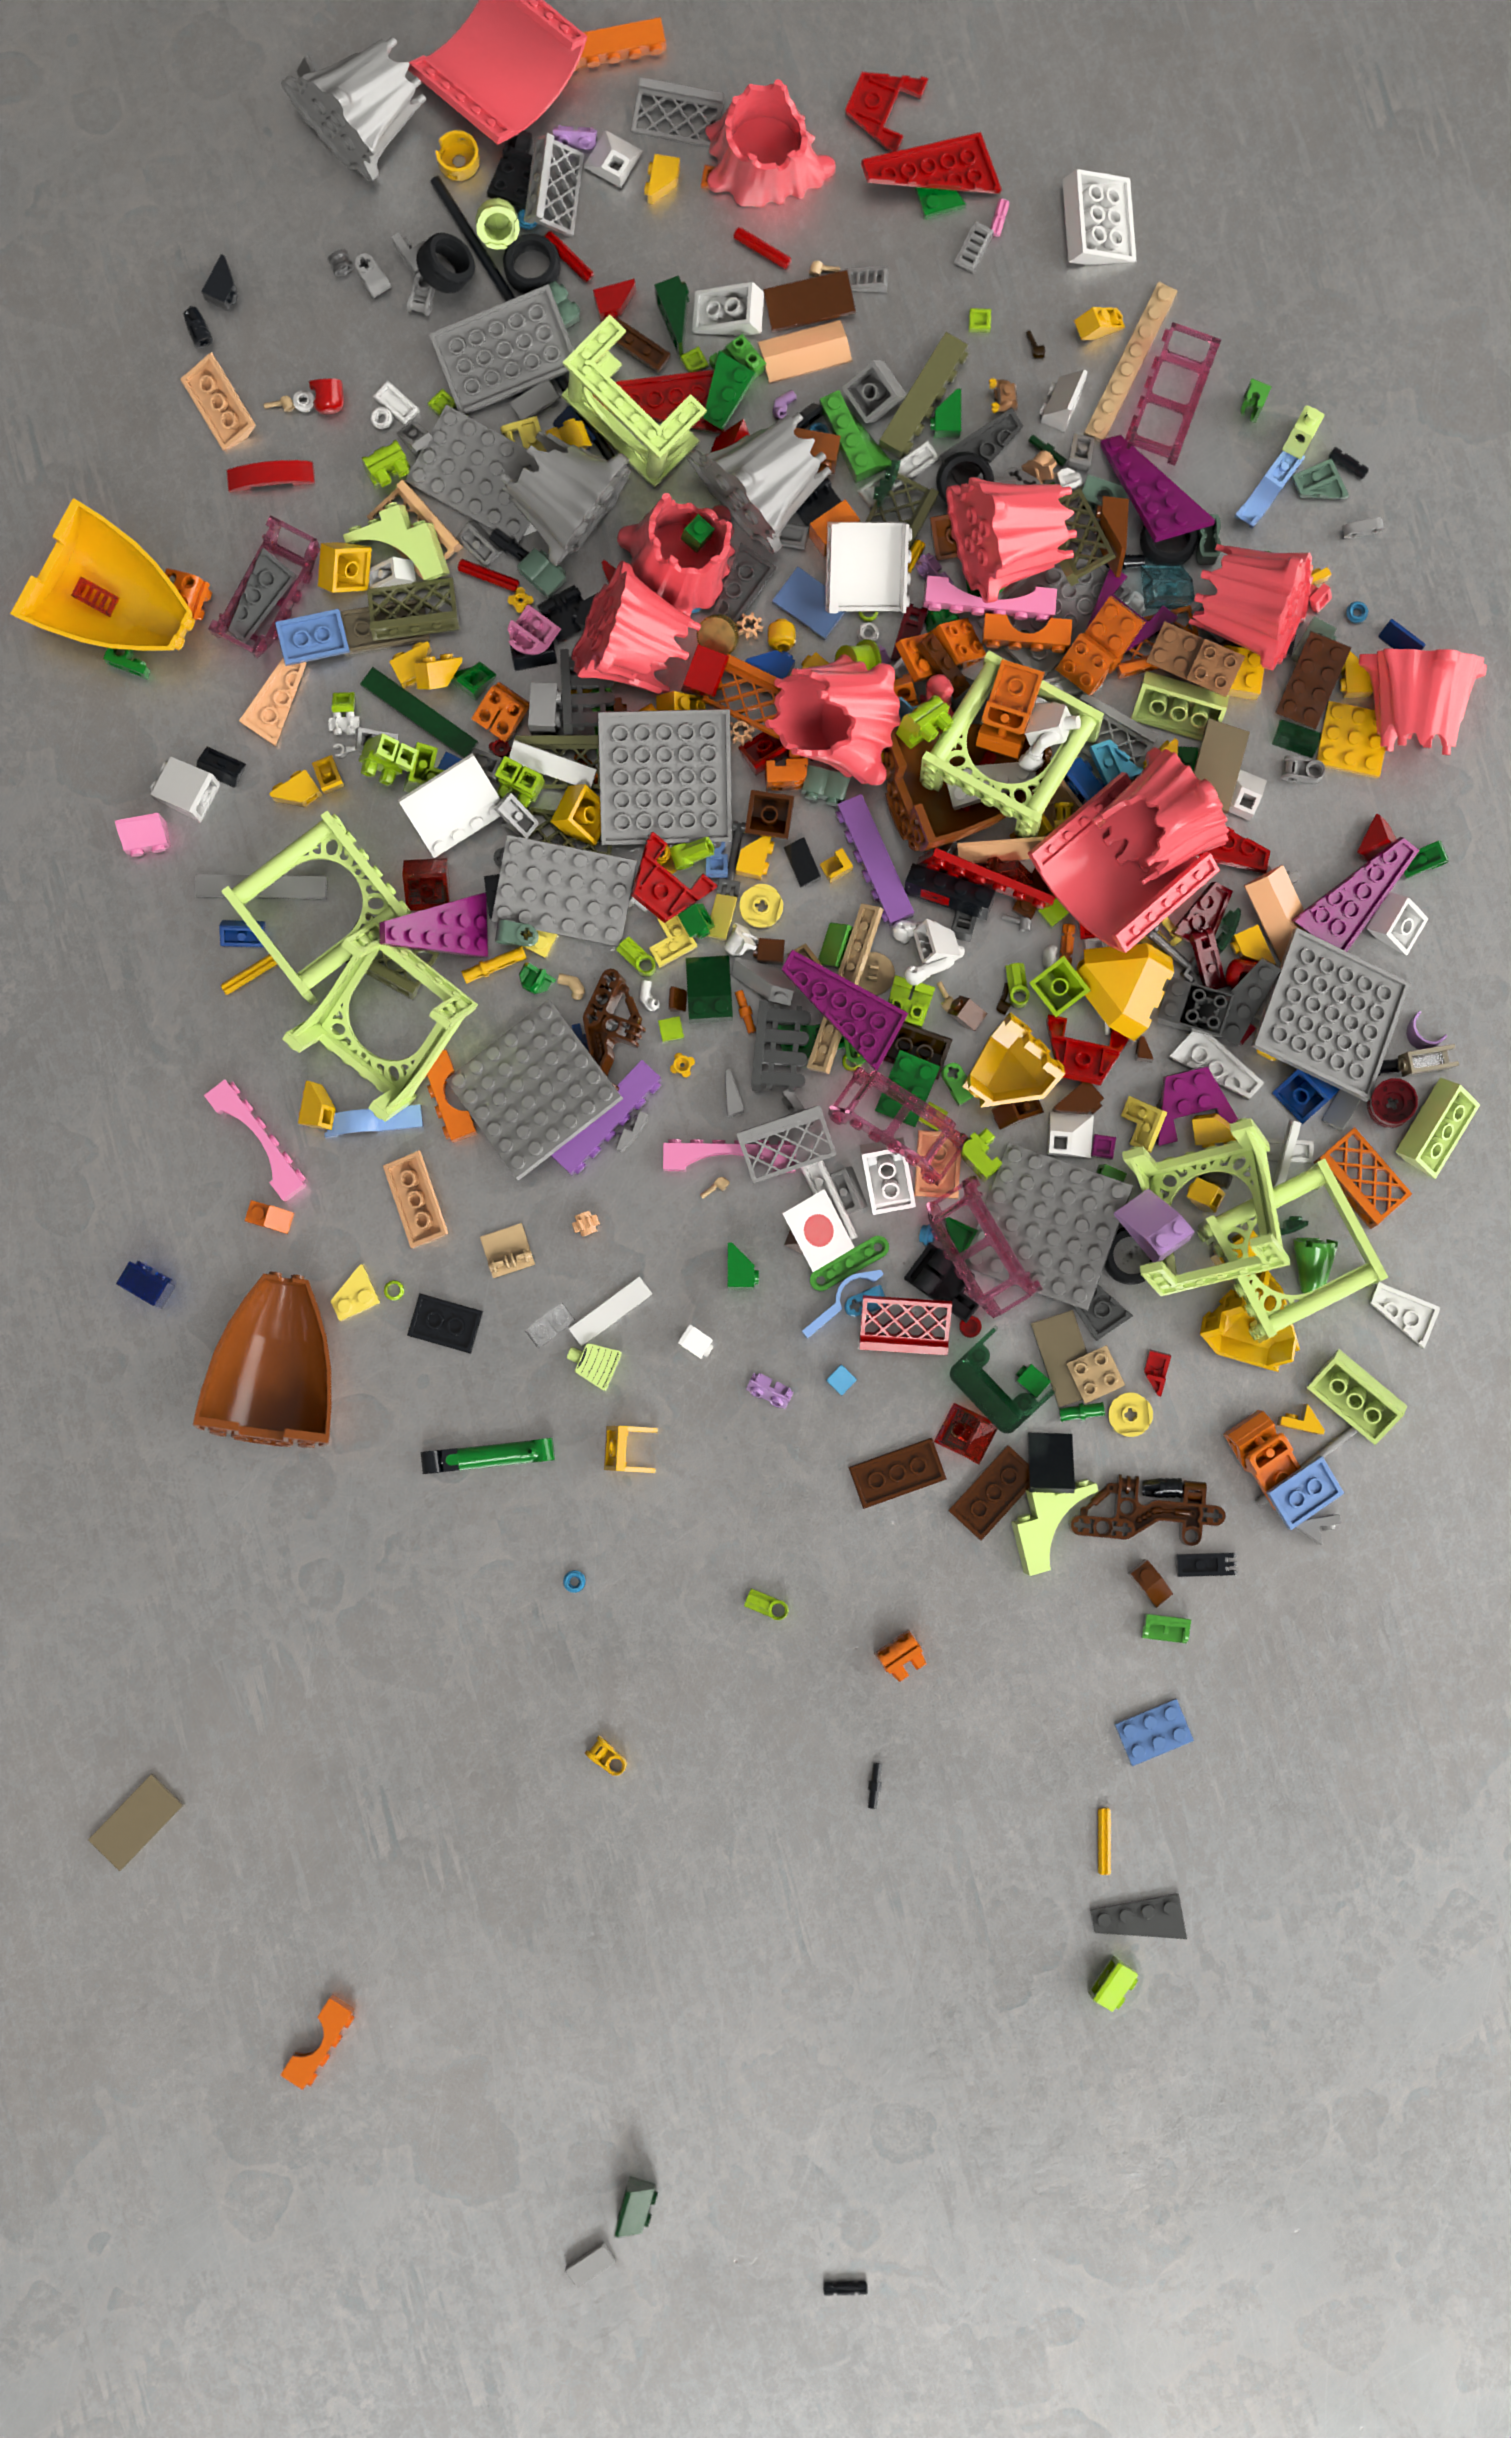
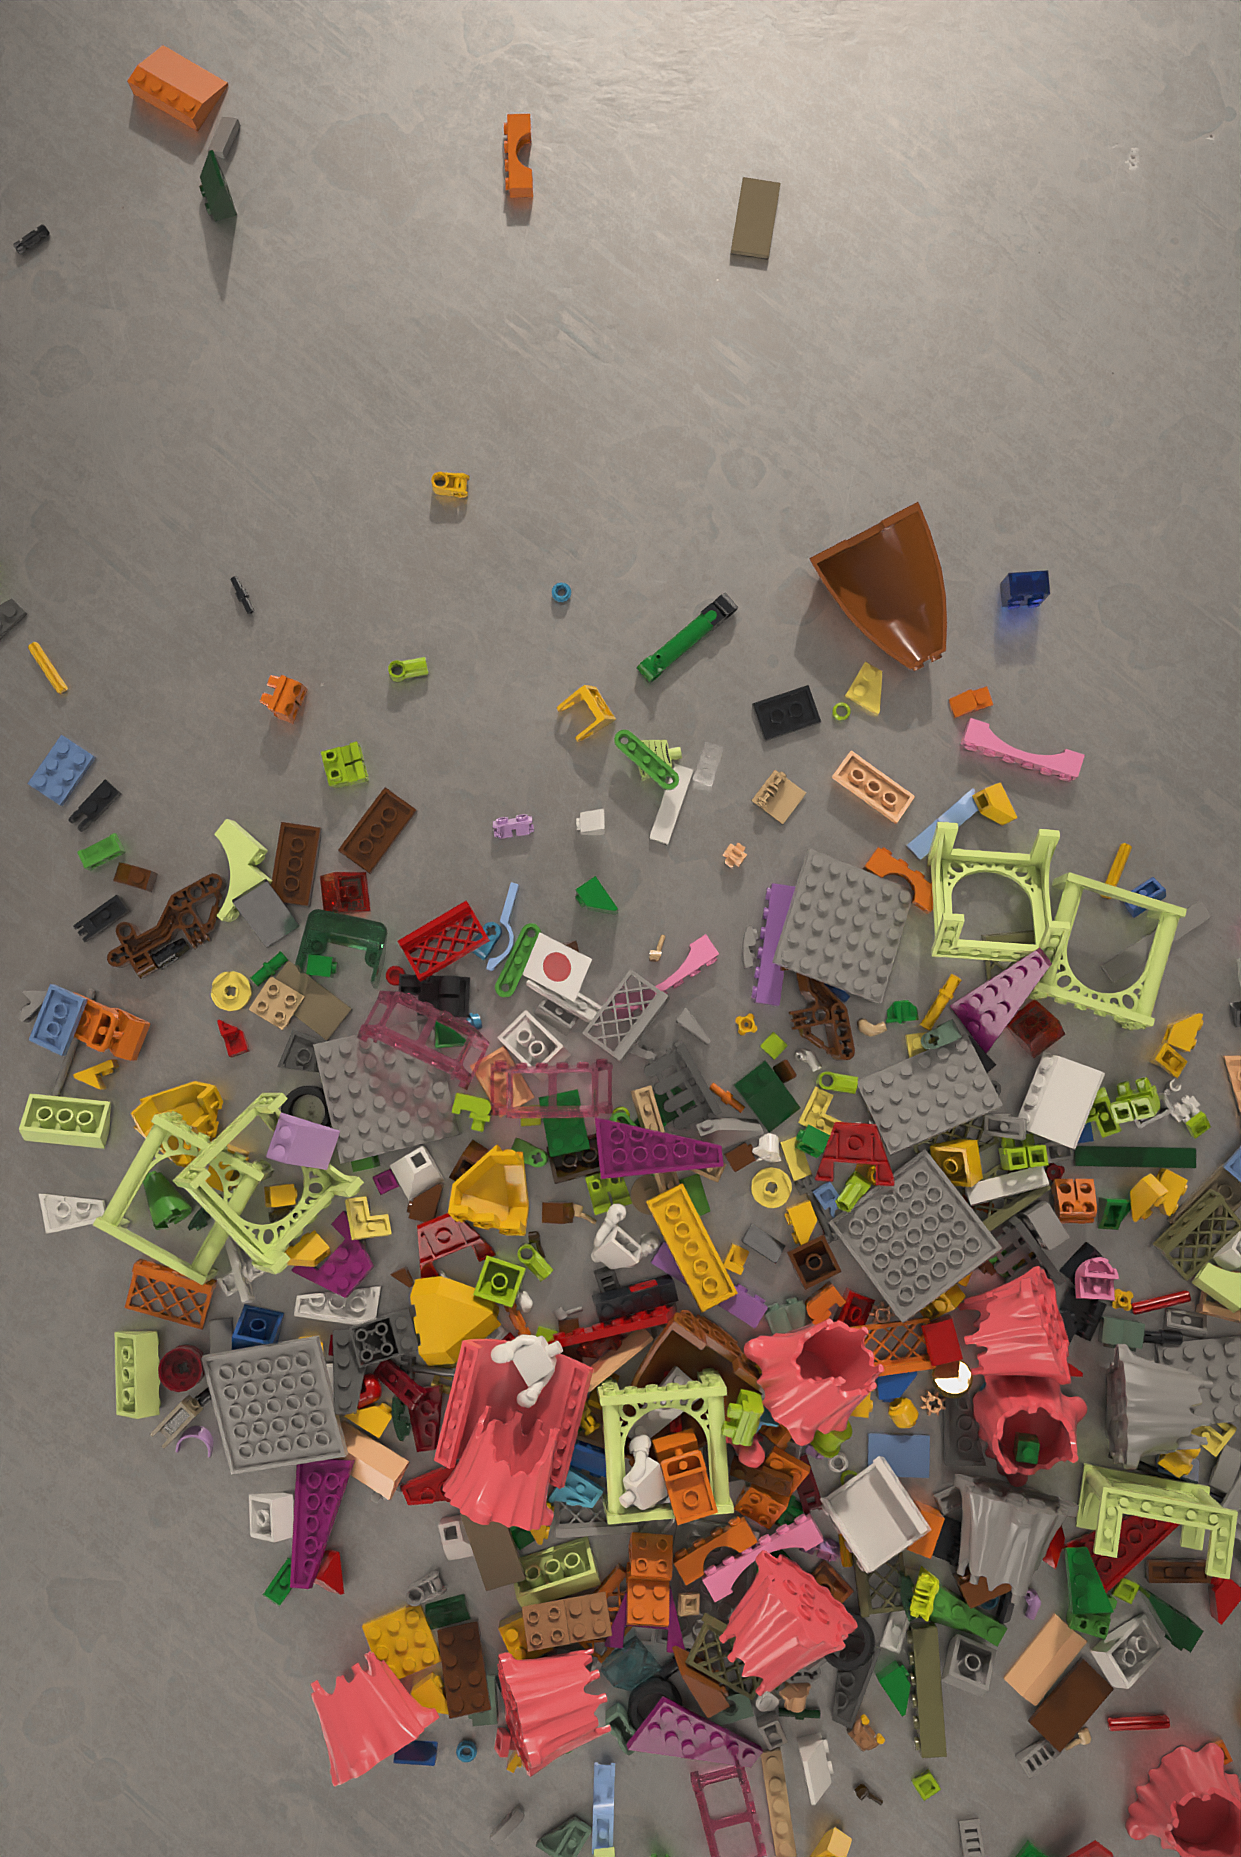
camera: 145 degrees right, 0 degrees up
(599, 2349) = (177, 86): none -> orange slope
(606, 1363) = (646, 759): none -> bright green plate
(841, 1379) = (465, 870): dark azure slope -> none
(869, 900) = (691, 1247): none -> yellow tile
(871, 474) = (924, 1594): none -> neon yellow hinge
(897, 1556) = (344, 765): none -> lime hips
(1075, 895) = (533, 1360): none -> white torso
(1080, 603) = (688, 1603): none -> tan tile
(1142, 1677) = (95, 804): none -> black hinge

